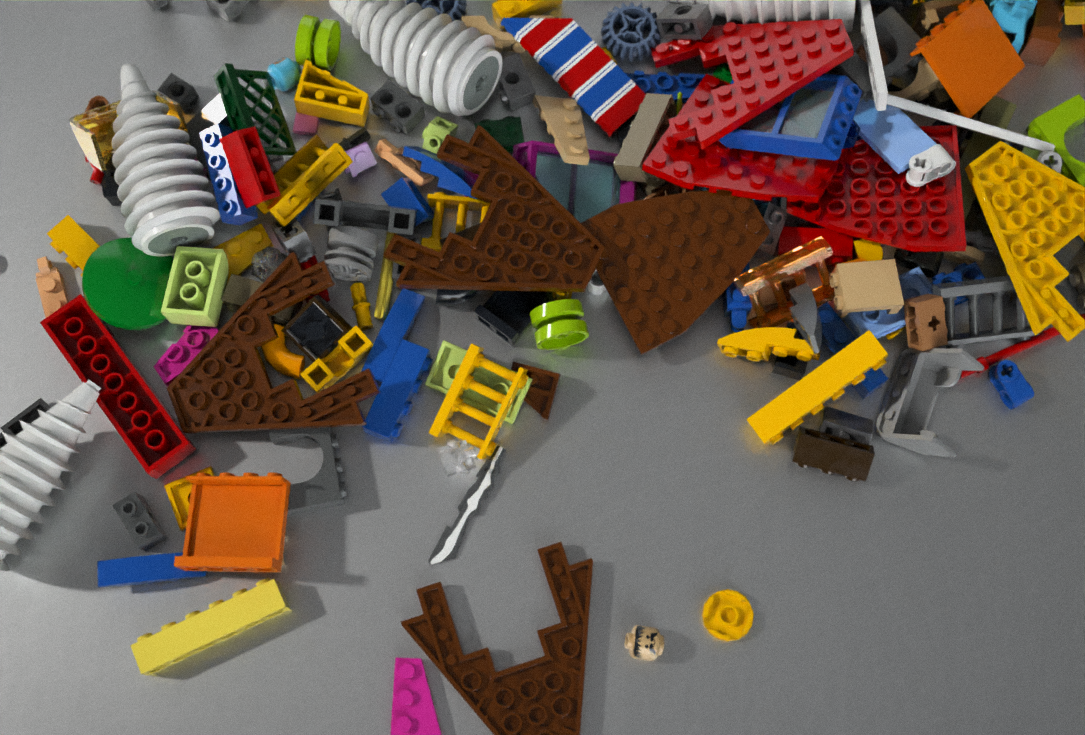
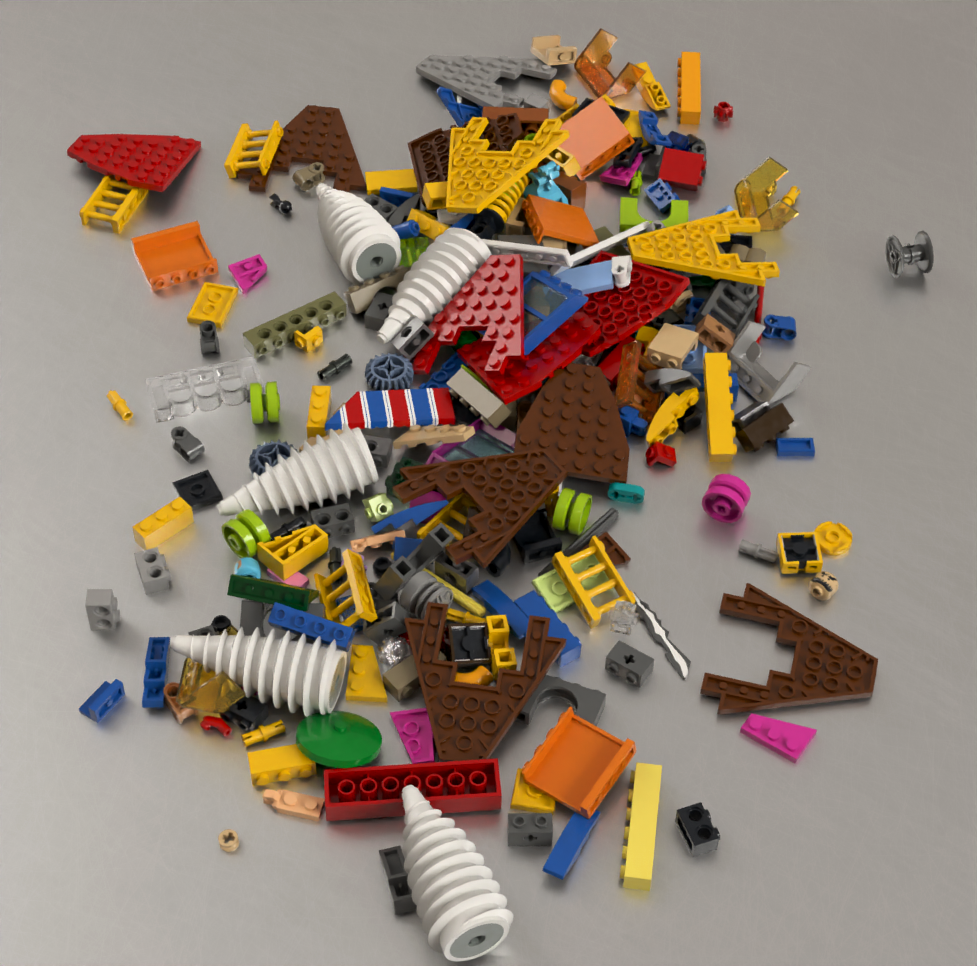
camera: 60 degrees left, 25 degrees down
(64, 55) = (102, 700): none -> blue panel
(109, 82) = (156, 672): none -> blue slope
(109, 212) = (263, 733): none -> yellow pin
(196, 286) = (376, 697): yellowish green brick -> none
(208, 93) = (220, 623): none -> black plate
(233, 679) = (693, 830): none -> black brick
(250, 167) = (324, 602): red brick -> none
(361, 74) = (286, 529): none -> black pin
(374, 188) = (381, 565): none -> black plate
(409, 511) = (629, 664): none -> dark grey brick
(538, 356) = (583, 540): none -> dark grey axle
(634, 362) = (626, 493): none -> teal beam
(649, 545) = (757, 551): none -> light grey axle
(673, 591) = (799, 552): none -> piece
(690, 471) = (726, 498): none -> dark pink wheel
(716, 366) = (661, 453): none -> red bracket
(836, 501) = (795, 447): none -> blue tile

